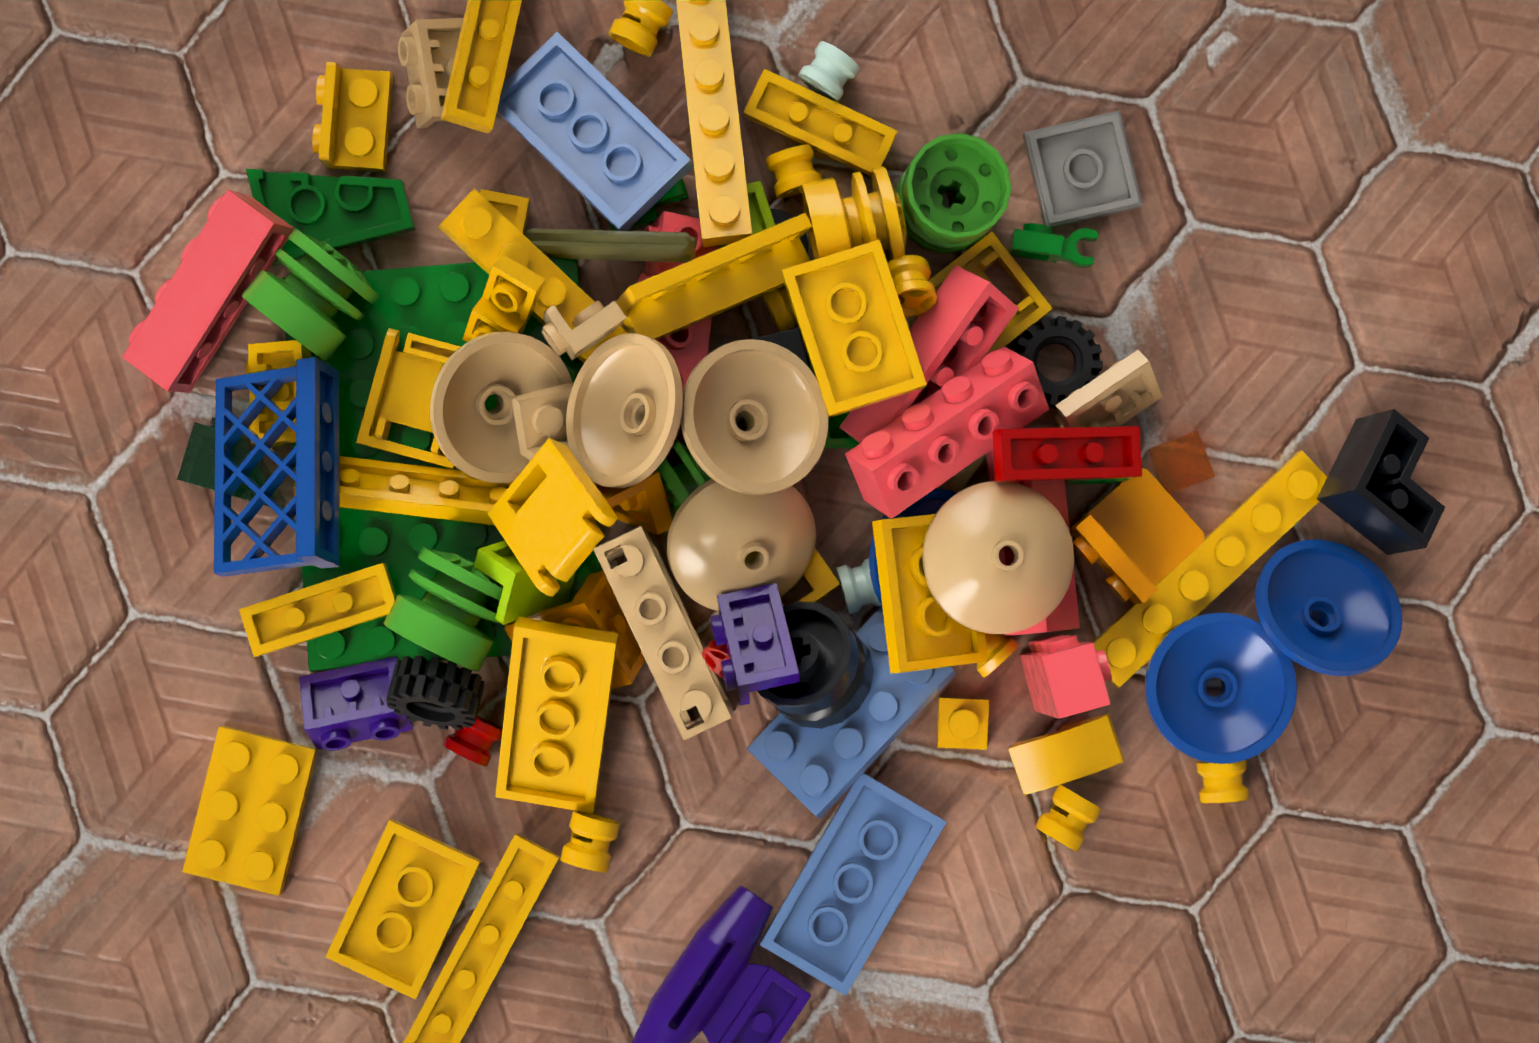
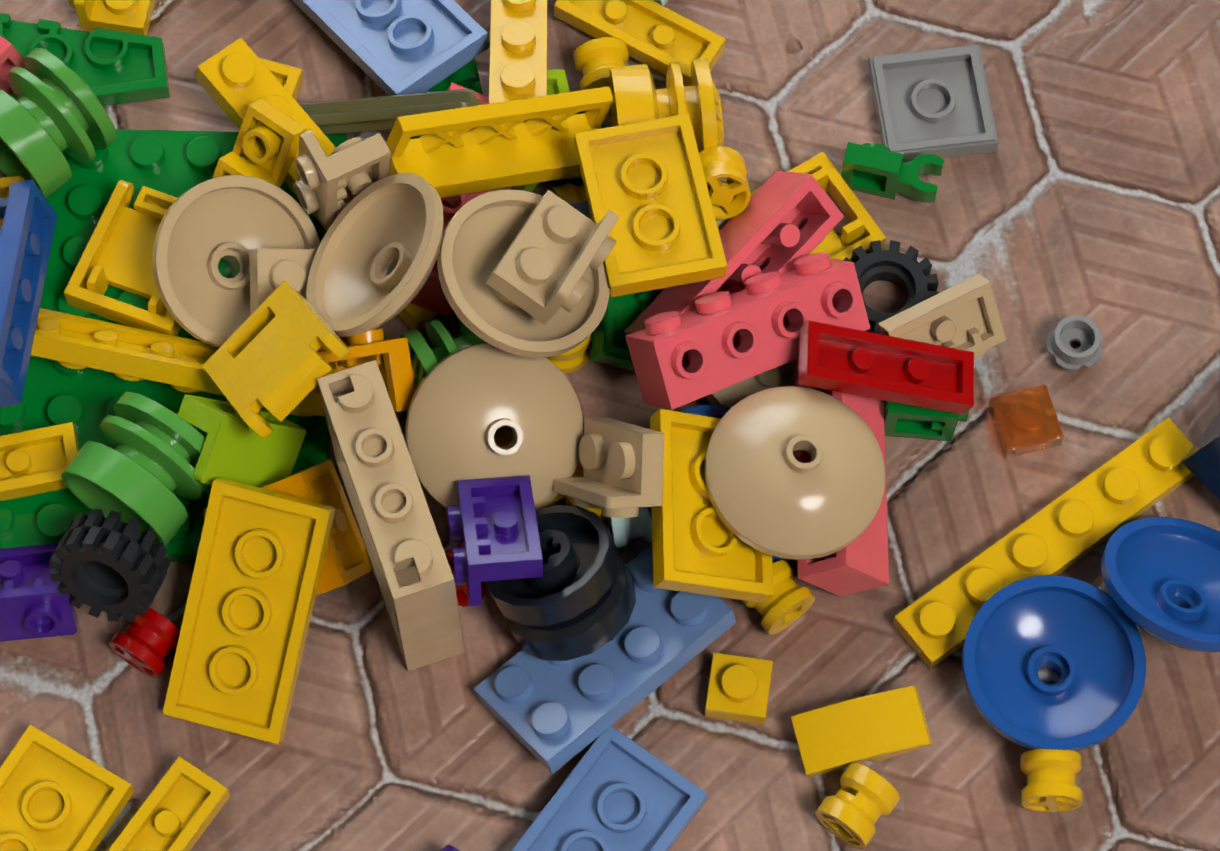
camera: 10 degrees right, 20 degrees down
(582, 850) = (269, 775): yellow wheel -> none
(779, 404) = (550, 256): none -> tan bracket
(850, 572) = (619, 468): none -> tan bracket
(978, 185) = (780, 97): bright green wheel -> none
(1065, 675) = (861, 603): coral brick -> none
(1136, 537) = (963, 491): light orange bracket -> none
(1232, 385) = (1075, 329): none -> light grey plate

